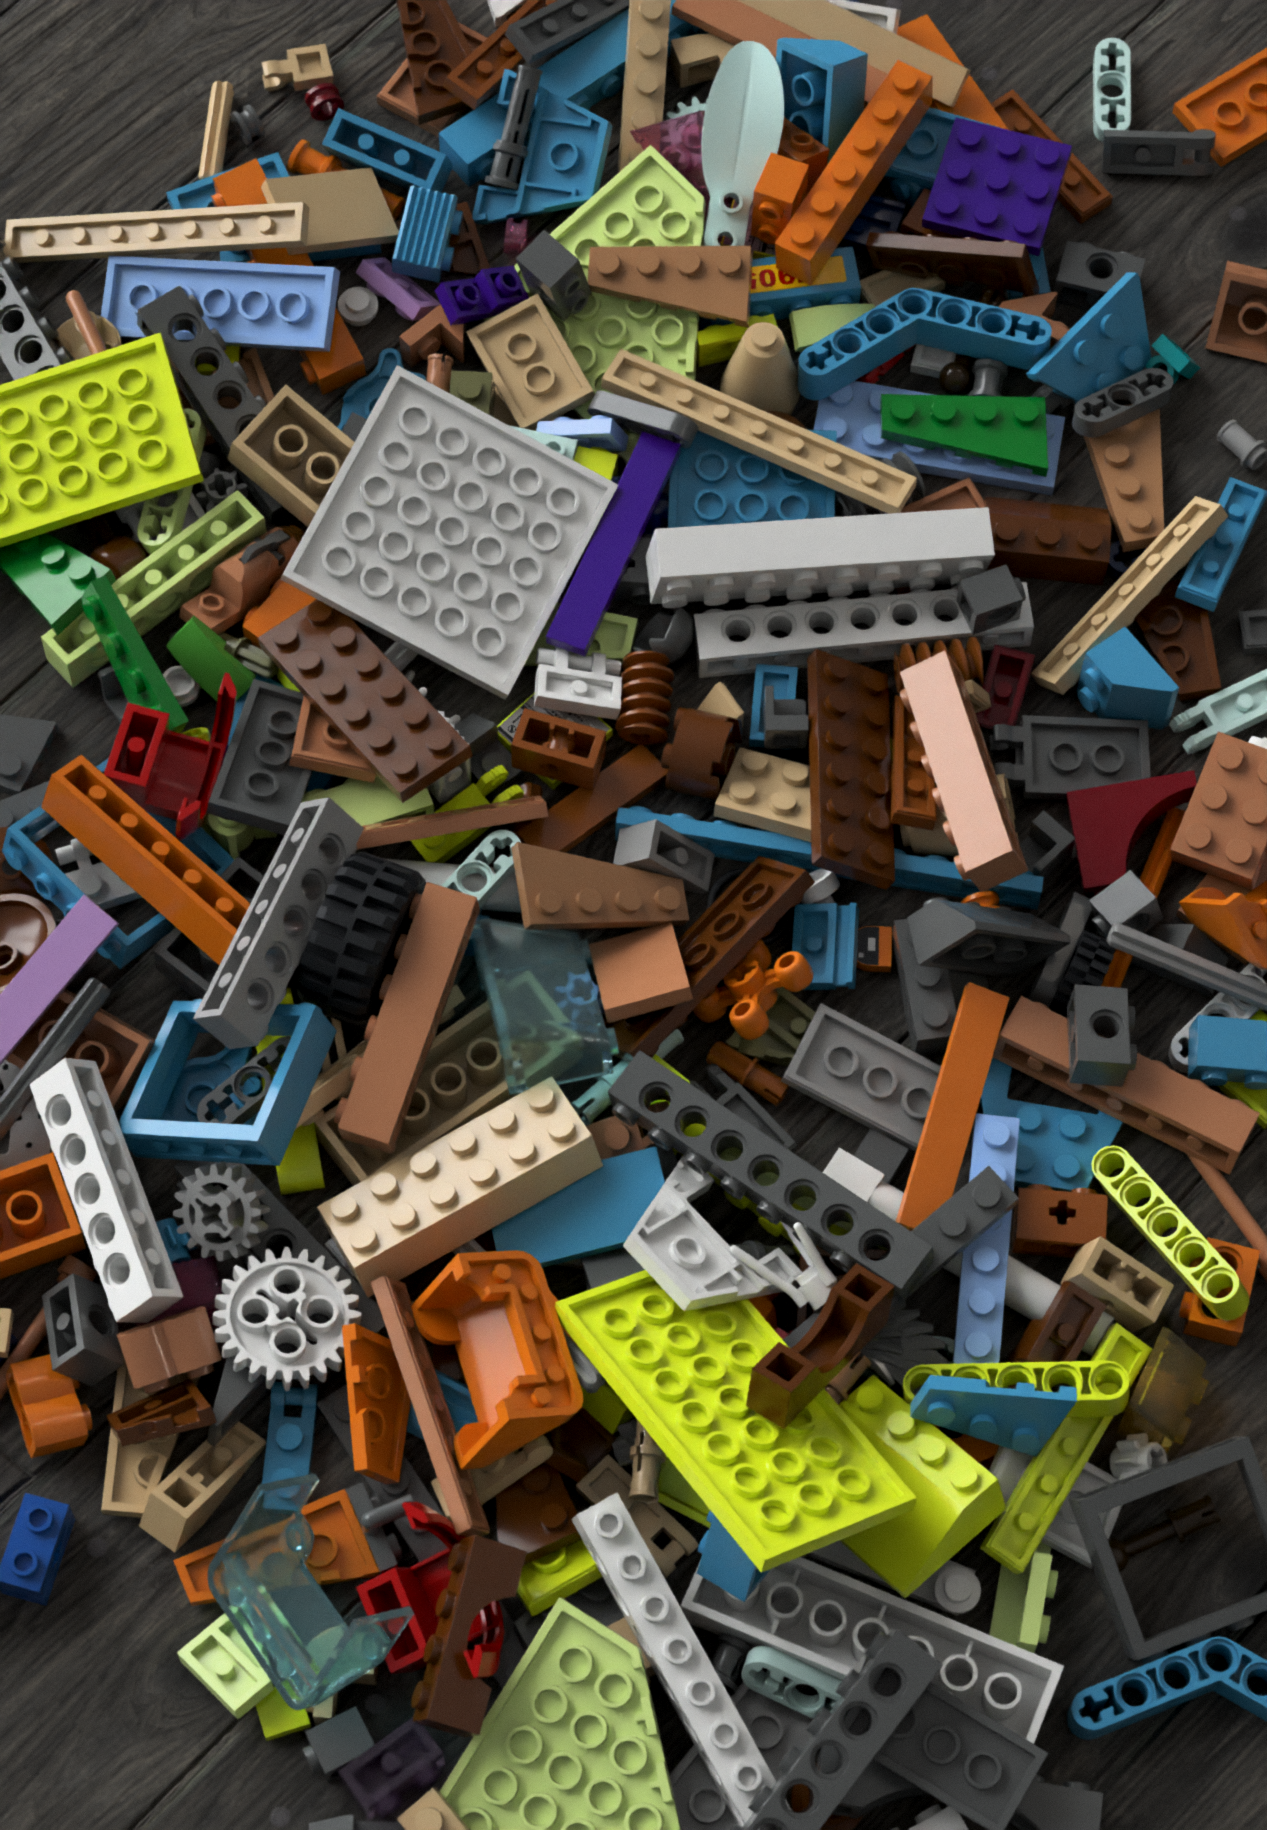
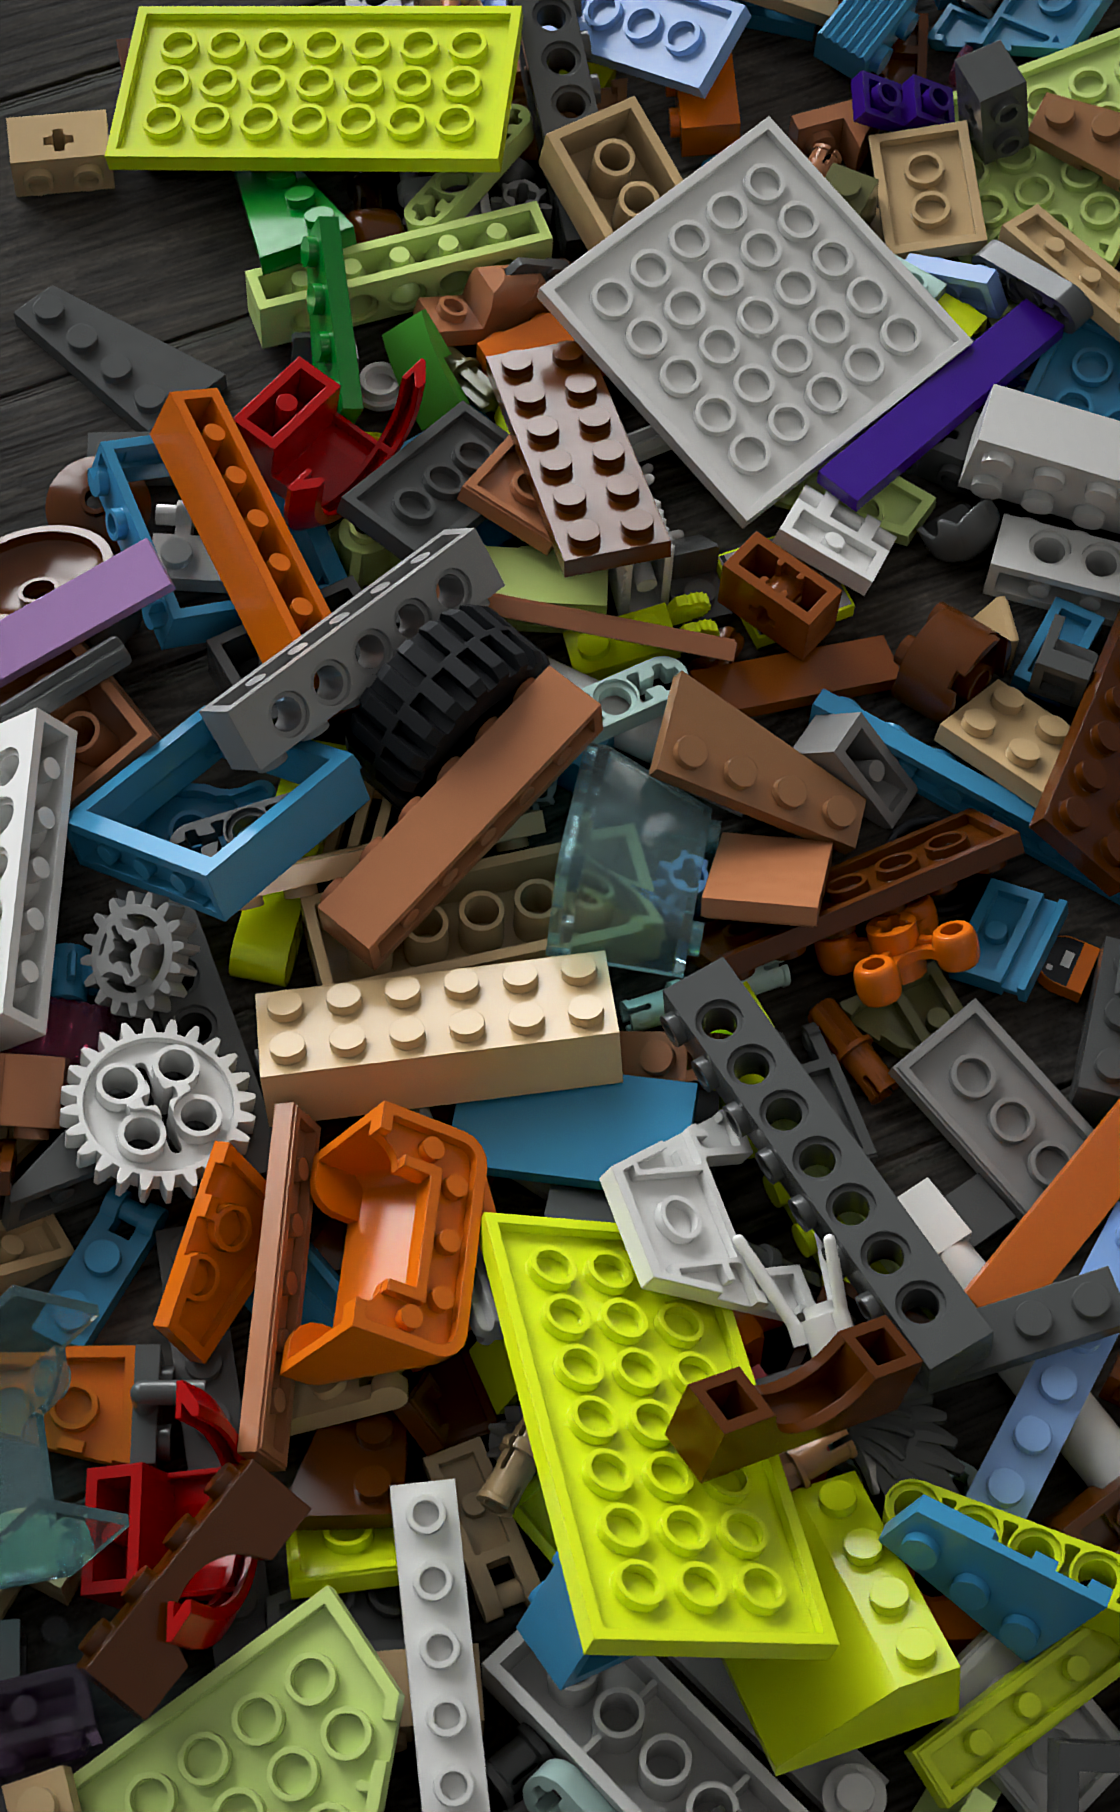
camera: 20 degrees right, 5 degrees down
(358, 306) = (761, 81): white plate -> none
(407, 296) = (811, 73): lavender plate -> none
(644, 698) = (908, 584): dark orange piece -> none
(821, 890) = (1029, 869): white tile -> none

